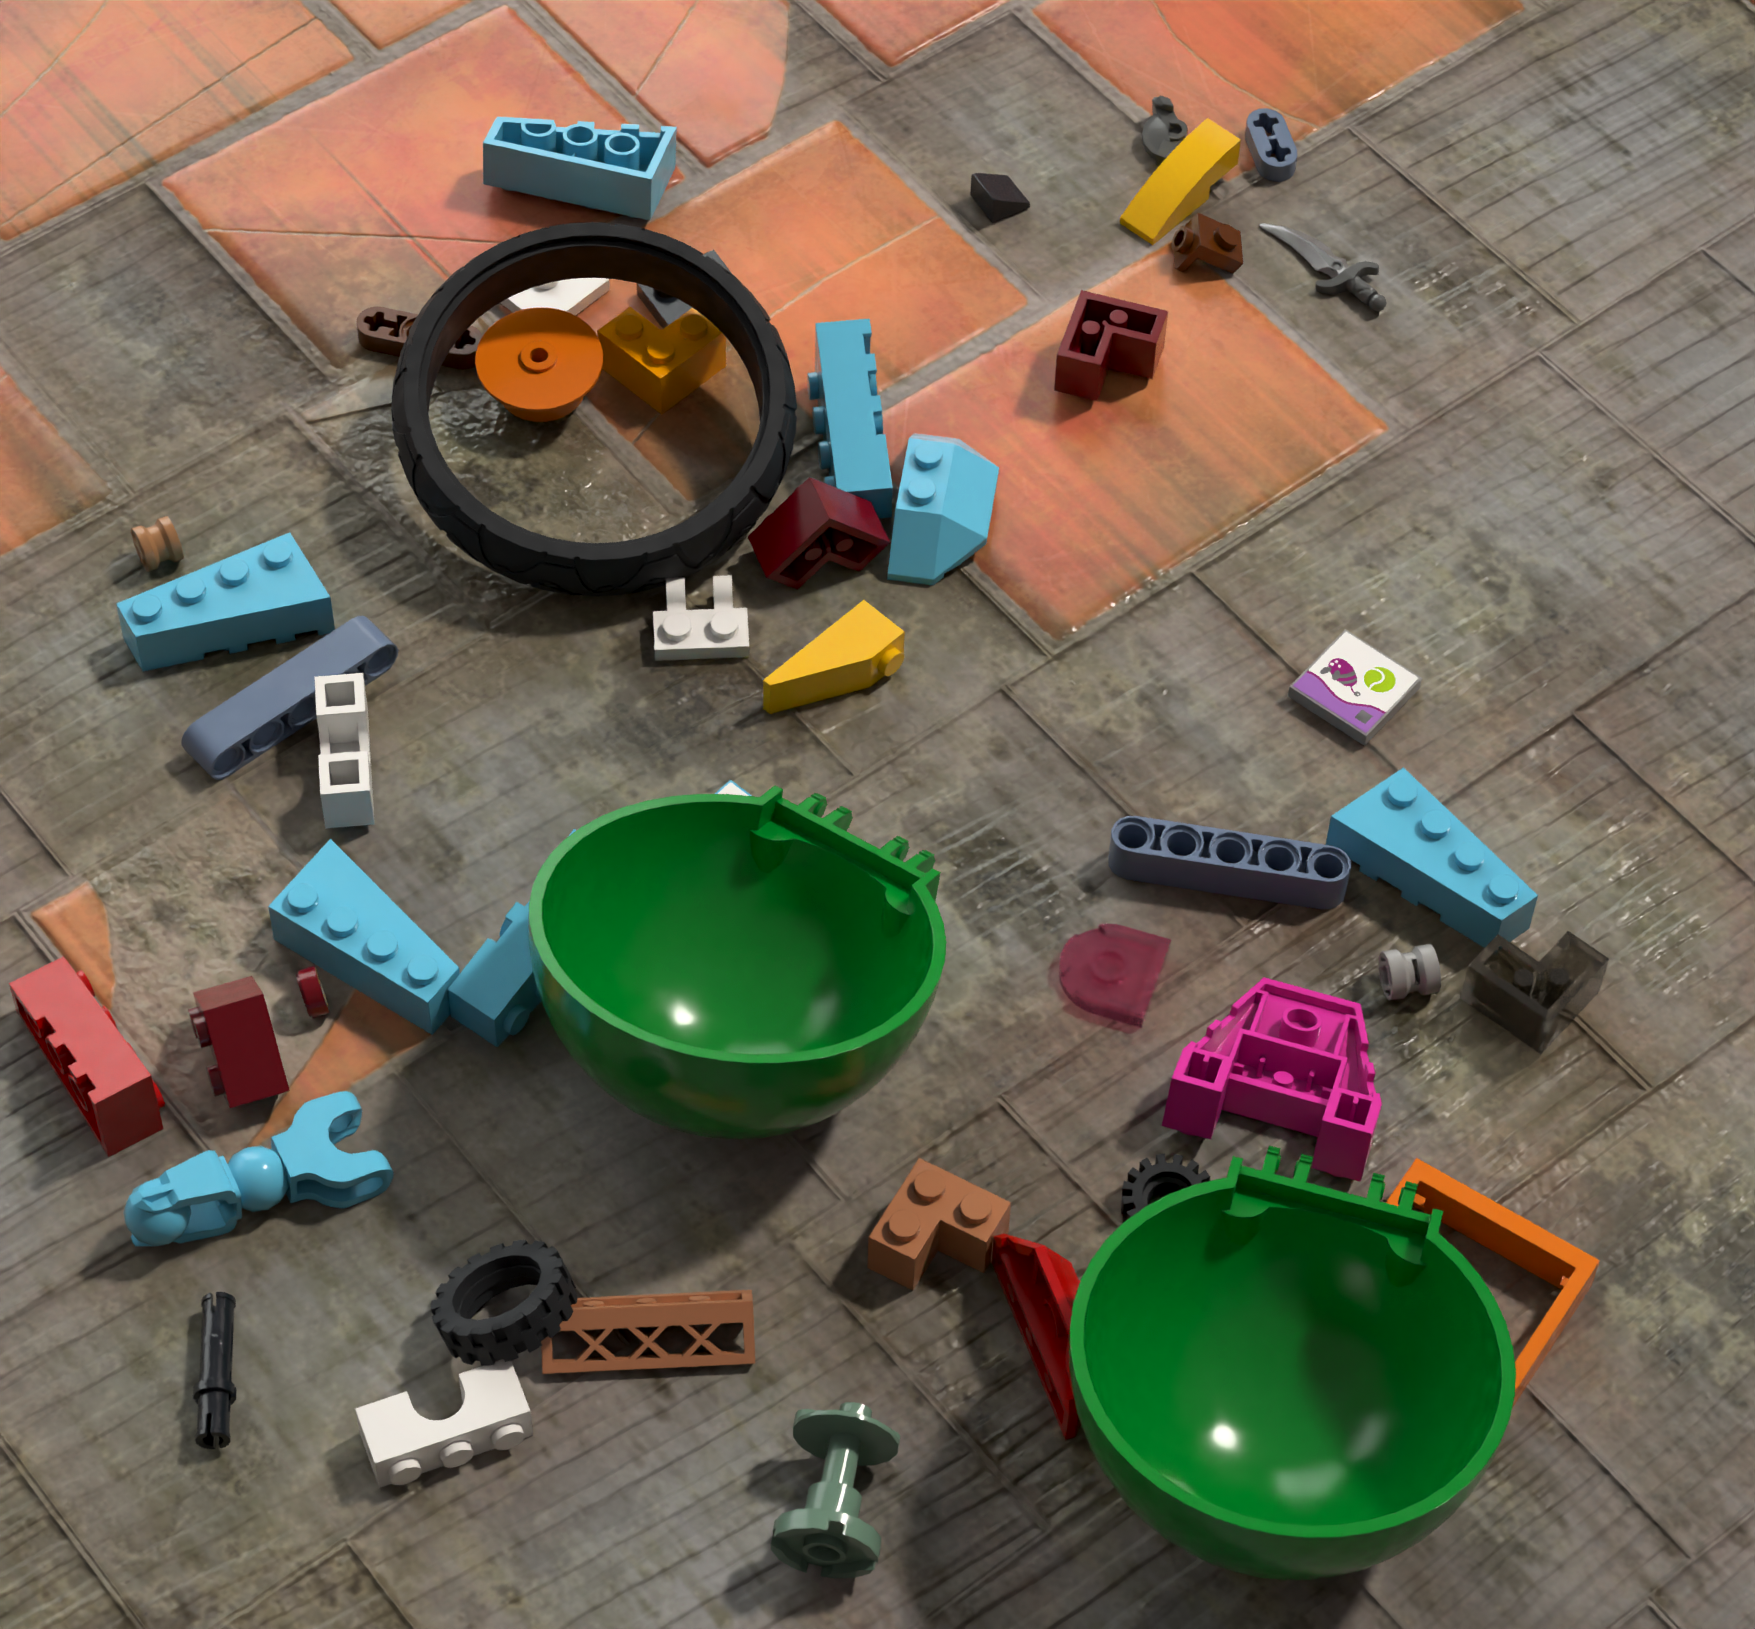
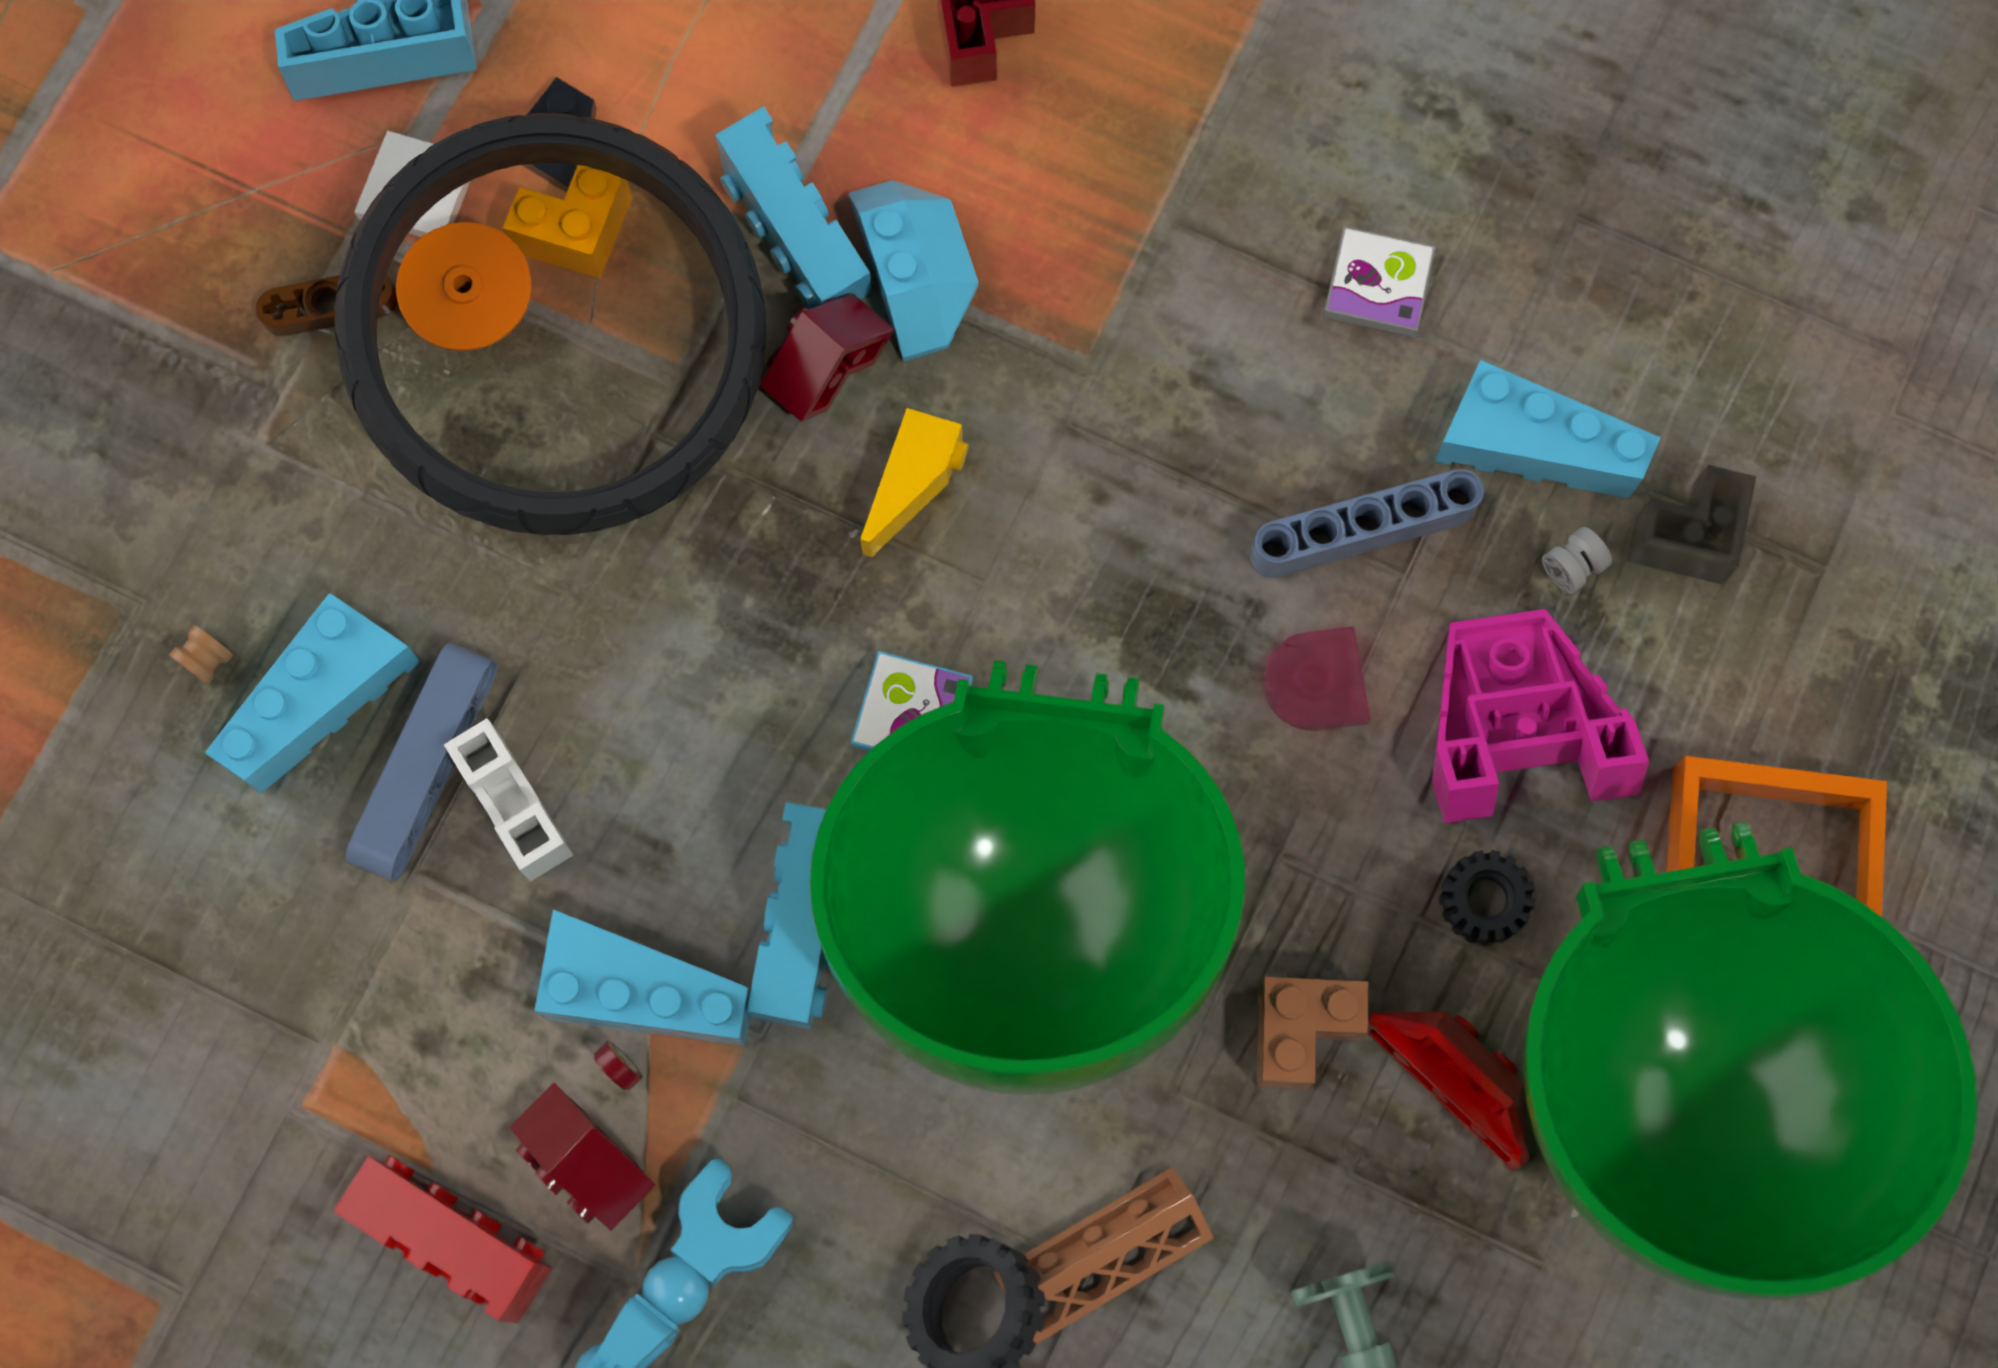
camera: 25 degrees left, 20 degrees up
(700, 632) = (766, 503): white plate -> none

